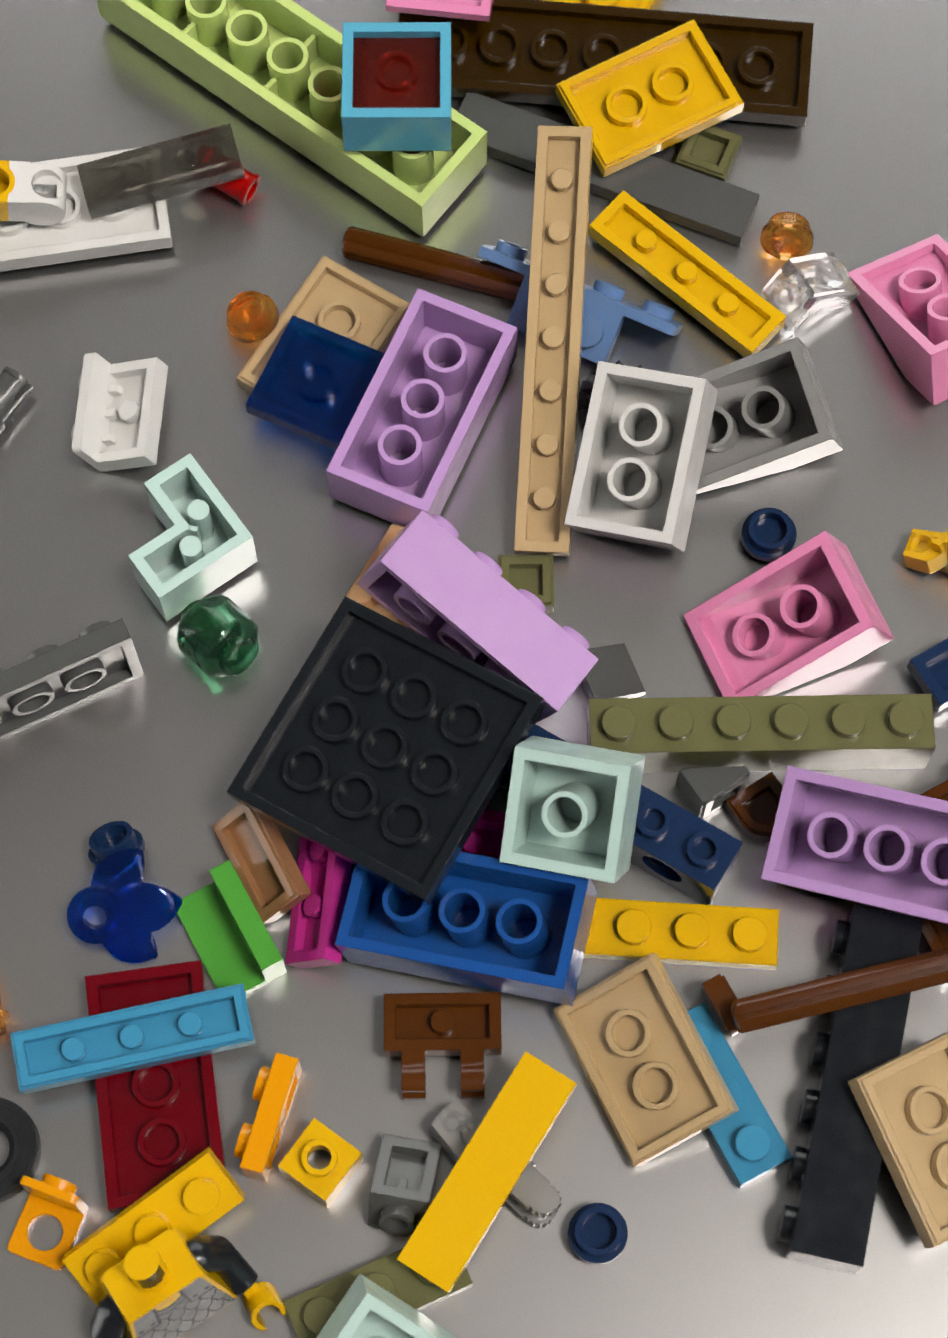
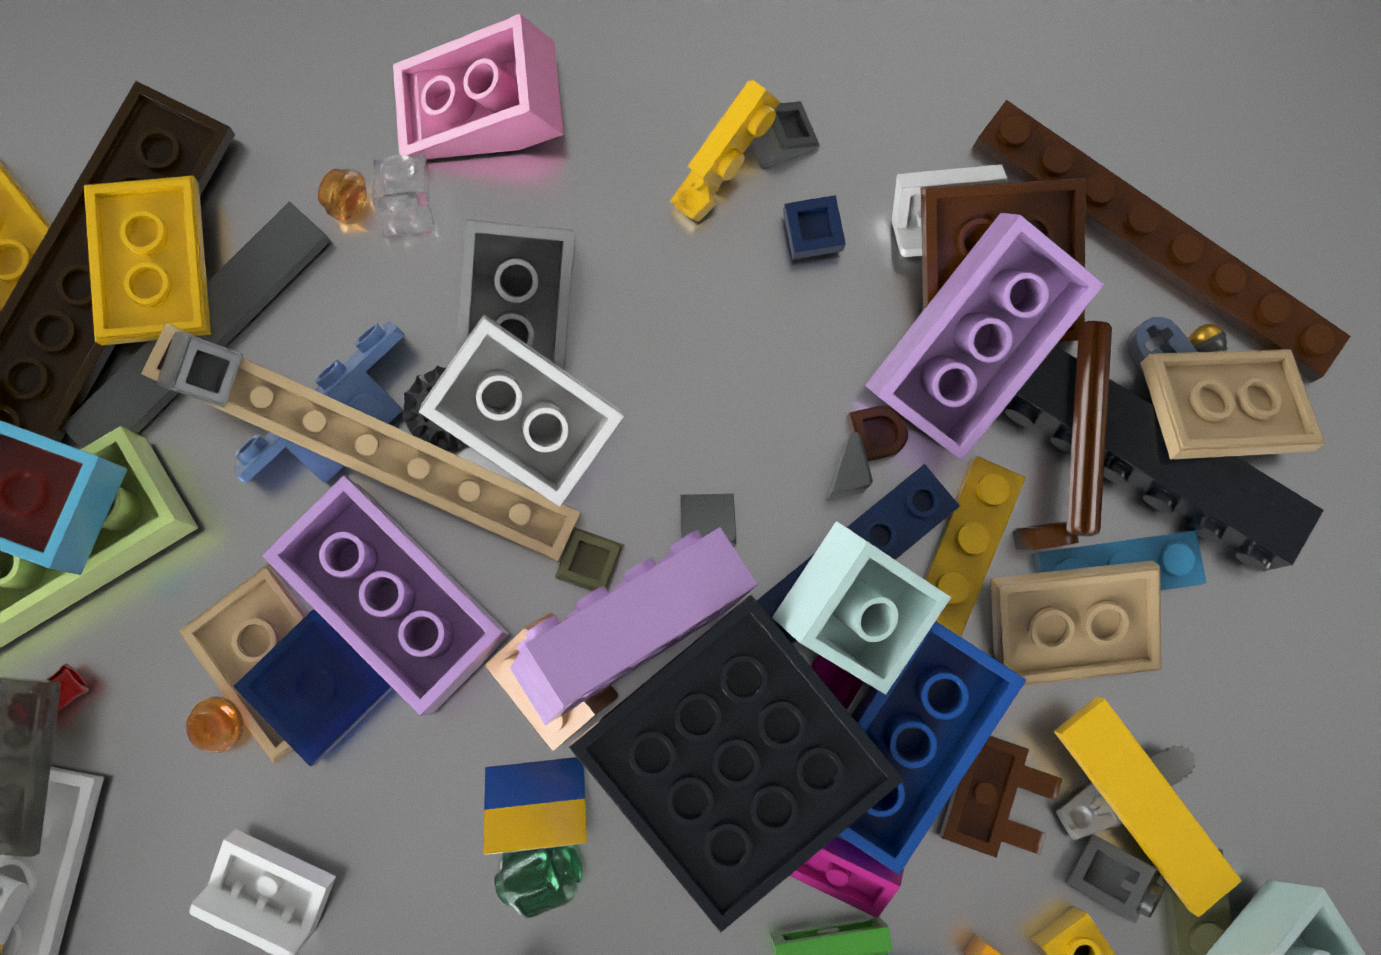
camera: 75 degrees left, 10 degrees up
(201, 543) = (442, 860): light aqua brick -> none
(261, 862) = (790, 908): medium nougat tile -> none
(277, 608) = (534, 806): none -> sticker
(431, 263) = (228, 531): reddish brown axle -> none
(561, 170) = (199, 369): none -> dark grey slope
(597, 1233) = (1208, 722): dark blue plate -> none
(686, 275) = (342, 299): yellow plate -> none
(710, 152) = (226, 228): olive tile -> none
(768, 534) = (626, 327): dark blue plate -> none
(768, 731) = (816, 410): olive brick -> none
(789, 621) = (721, 344): bright pink slope -> none

